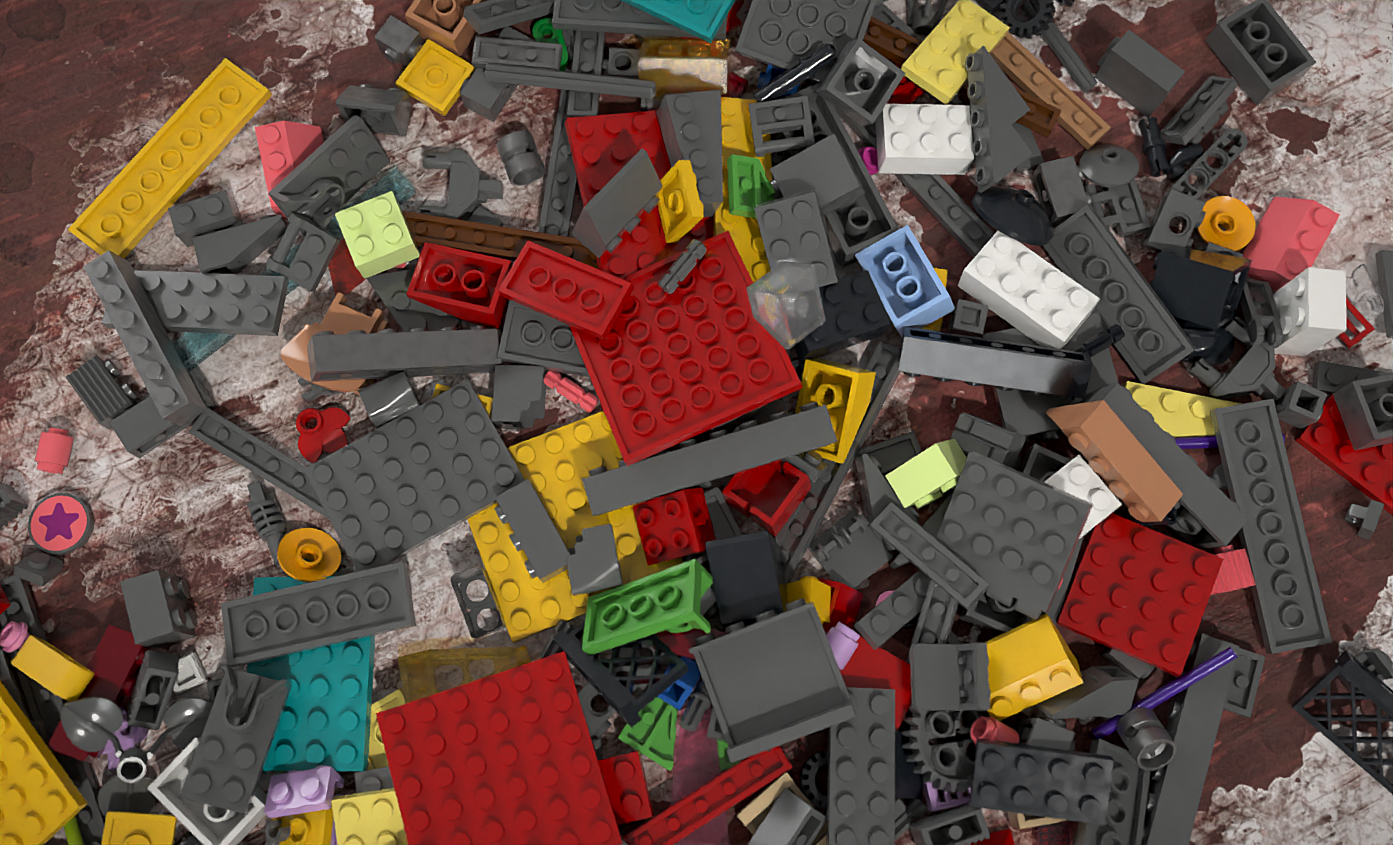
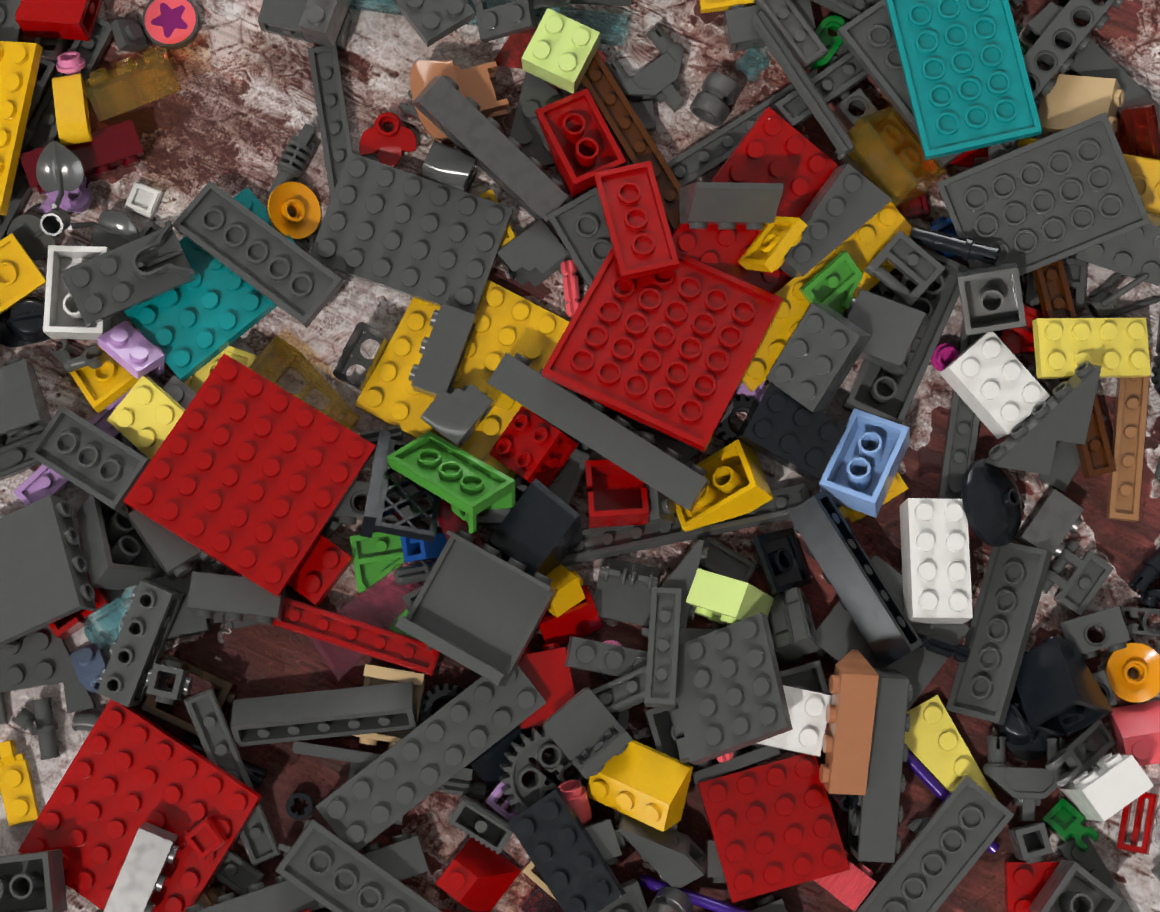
camera: 50 degrees right, 5 degrees up
(79, 599) = (132, 83): none -> clear yellow brick
(152, 690) = (114, 188): dark grey brick -> none
(159, 609) = (170, 142): dark grey brick -> none
(514, 105) = (755, 57): none -> clear light blue plate
(682, 266) = (725, 289): dark grey axle -> none
(787, 302) = (759, 388): clear slope -> none
(843, 643) = (547, 638): lavender brick -> none
(925, 413) = (780, 561): none -> black slope
(968, 318) = (876, 535): dark grey brick -> none
(1109, 165) = (1099, 550): dark grey dish -> none
(1305, 367) = (1067, 823): none -> green plate

